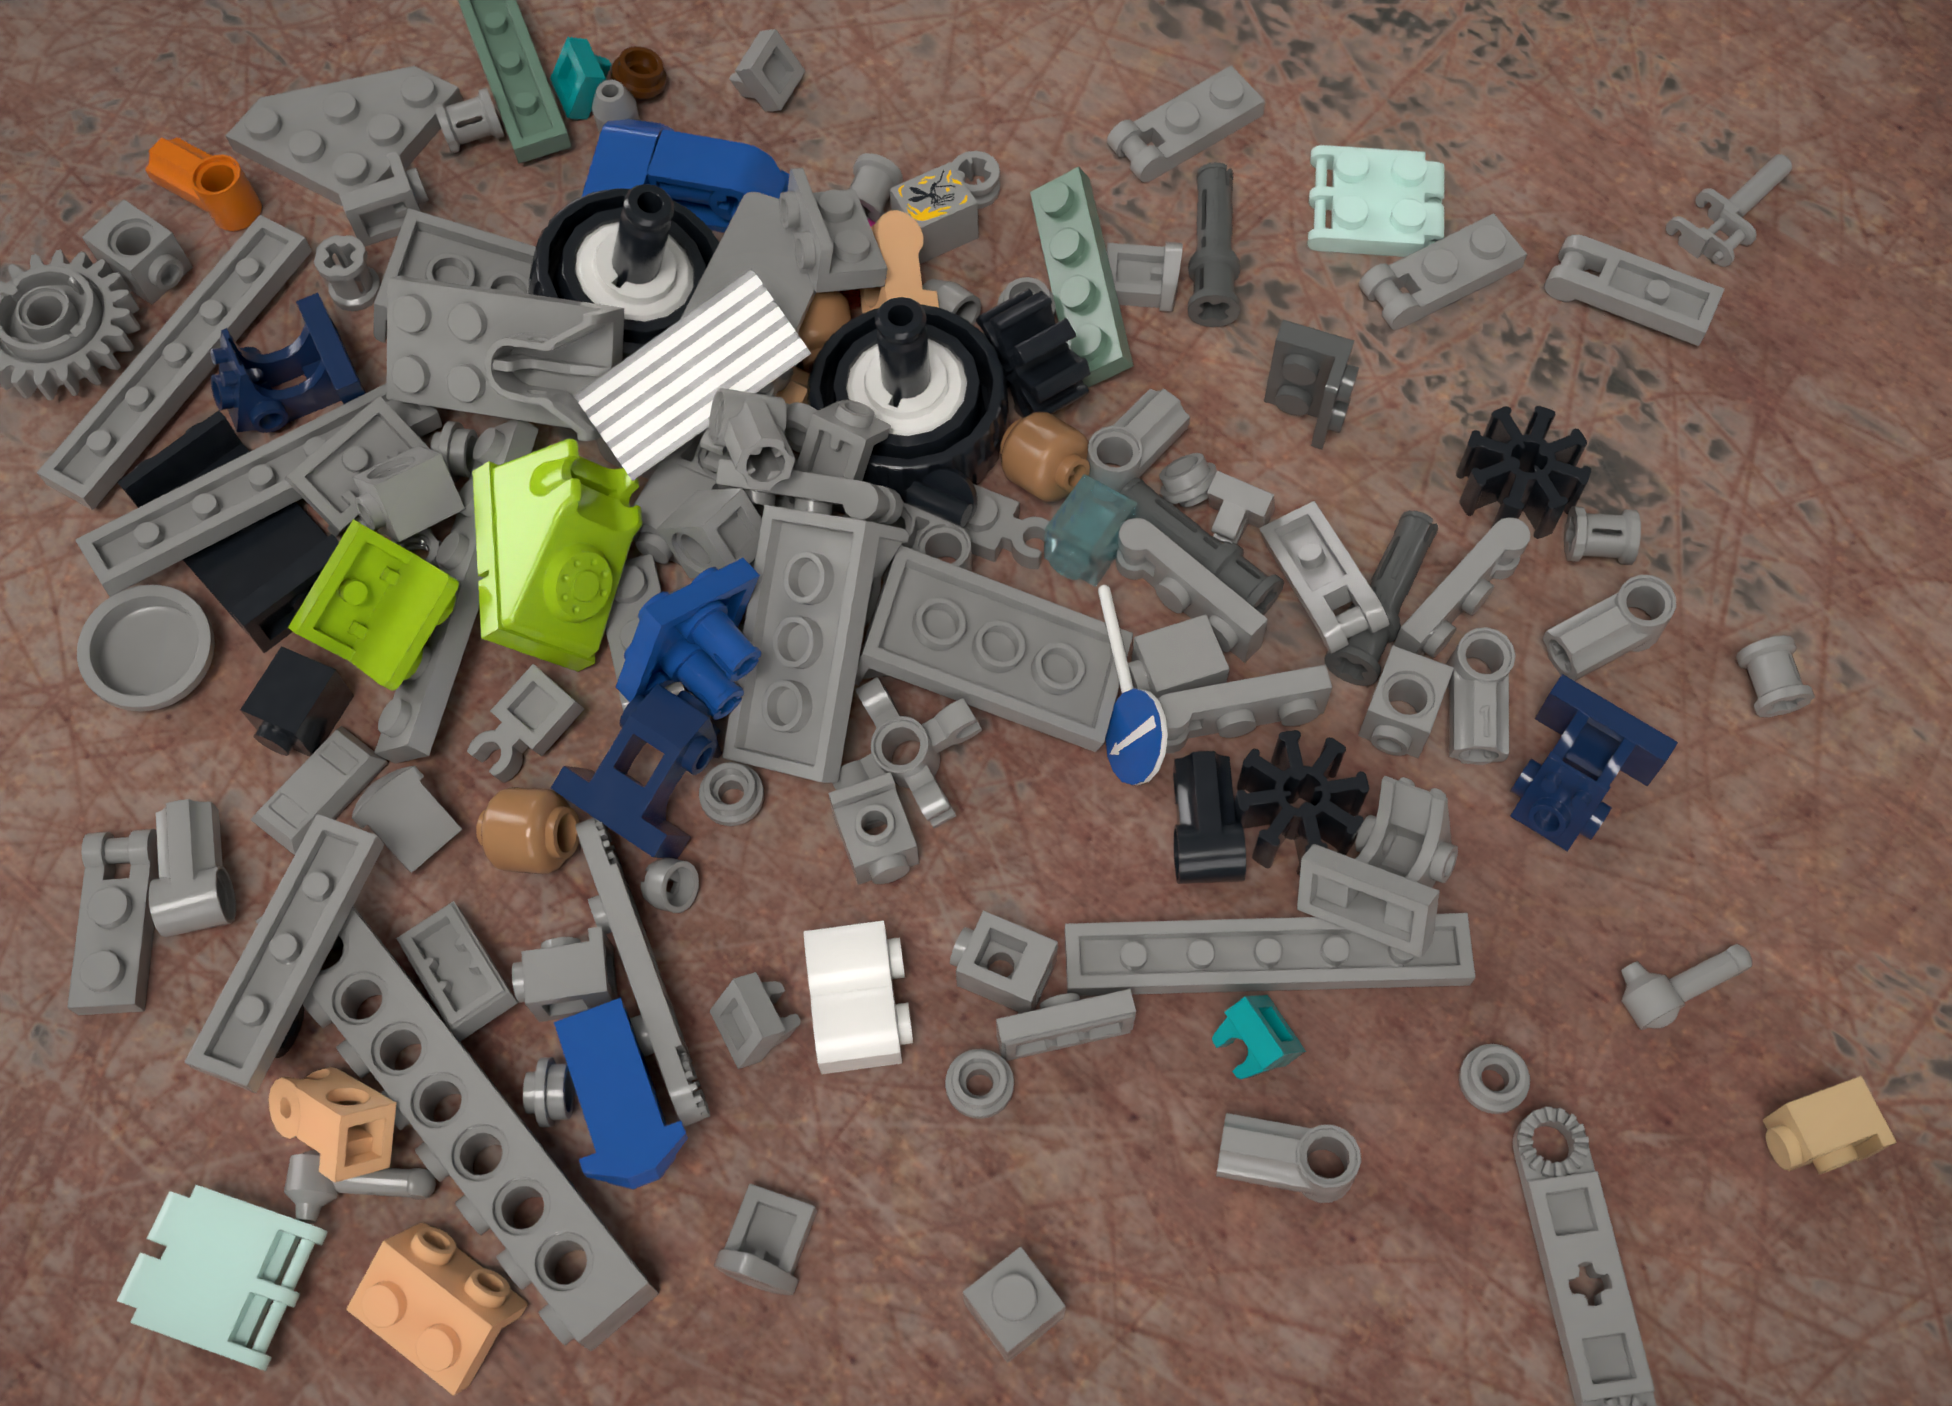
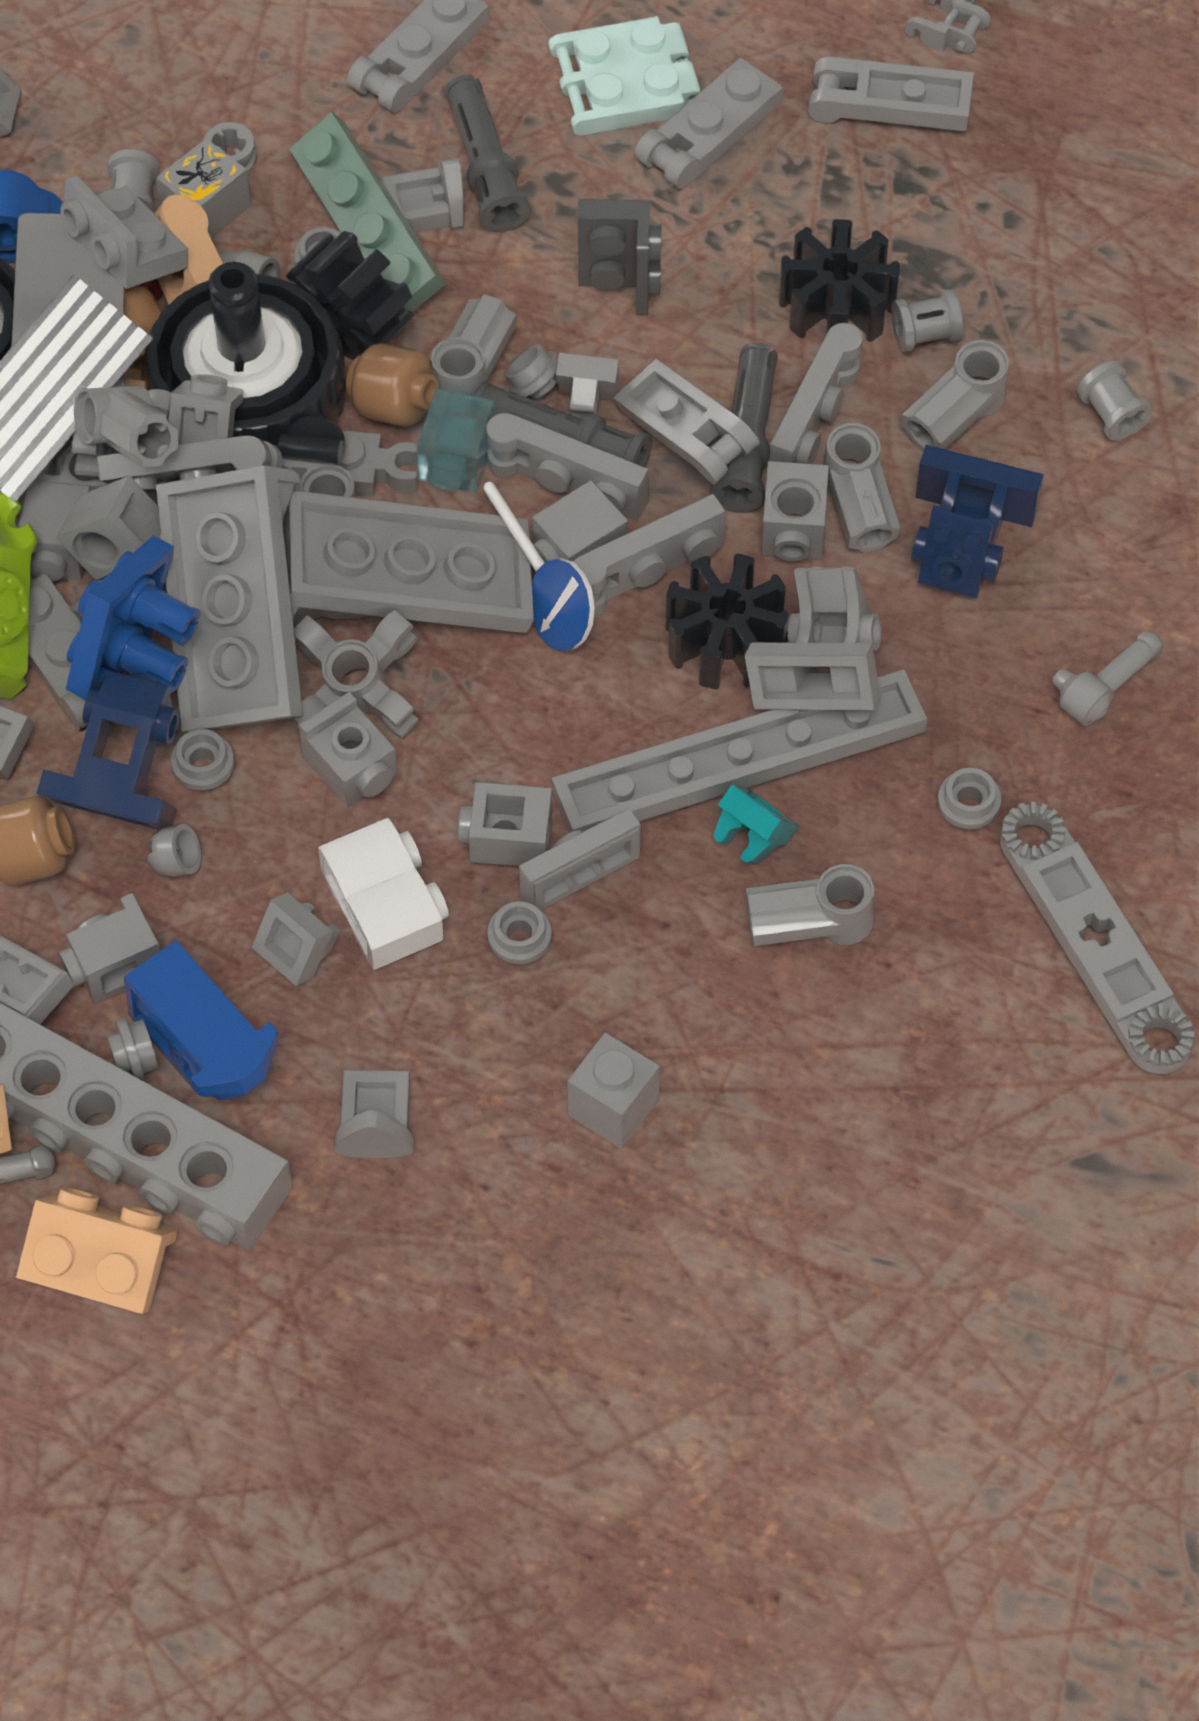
camera: 20 degrees left, 5 degrees down
(657, 1025) = (171, 916): light grey piece -> none
(1207, 838) = (652, 671): black piece -> none

